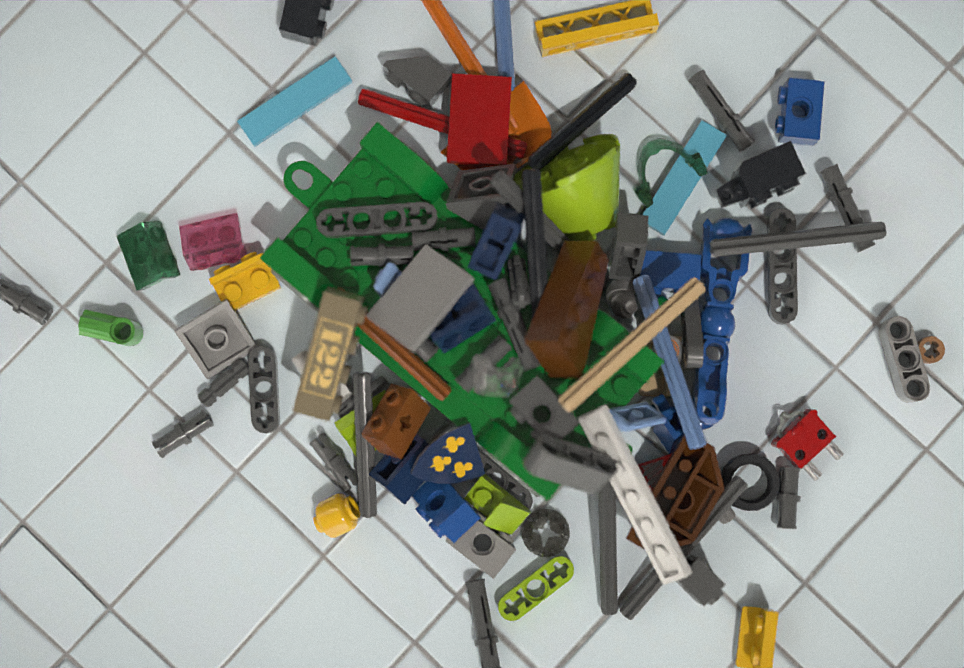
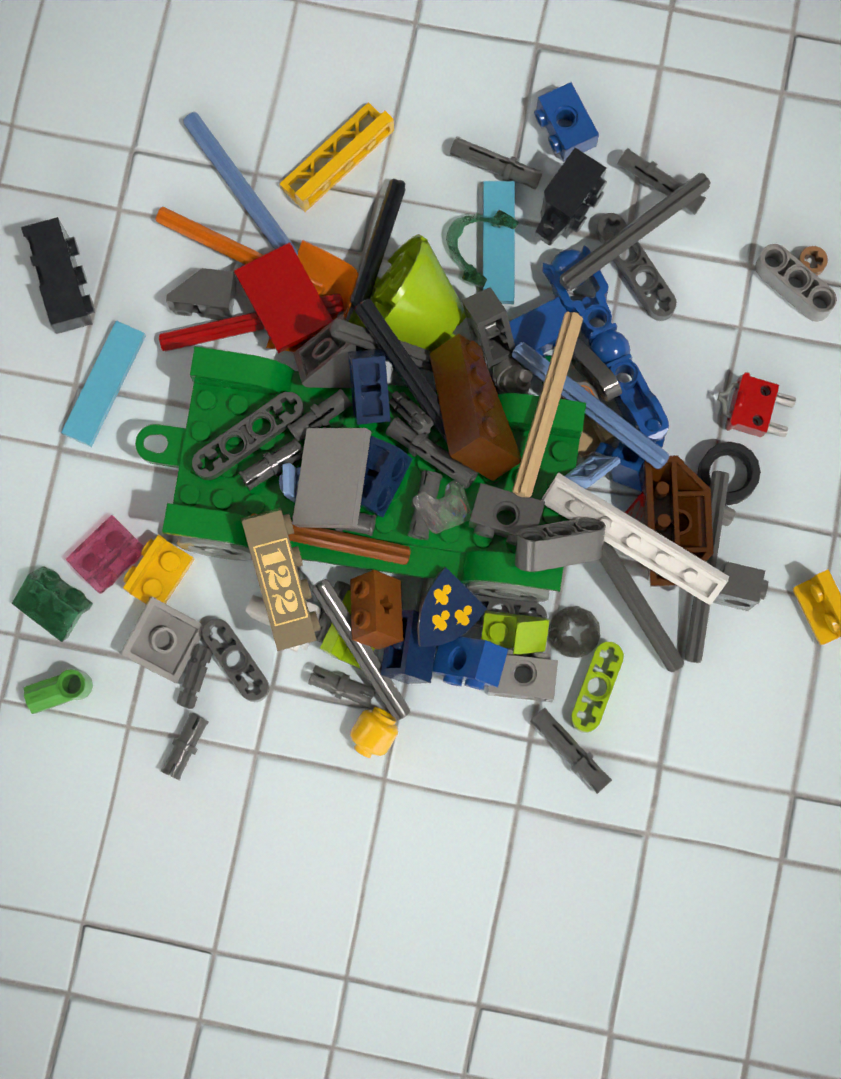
camera: 30 degrees left, 5 degrees down
(788, 497) = (771, 466): dark grey pin -> none

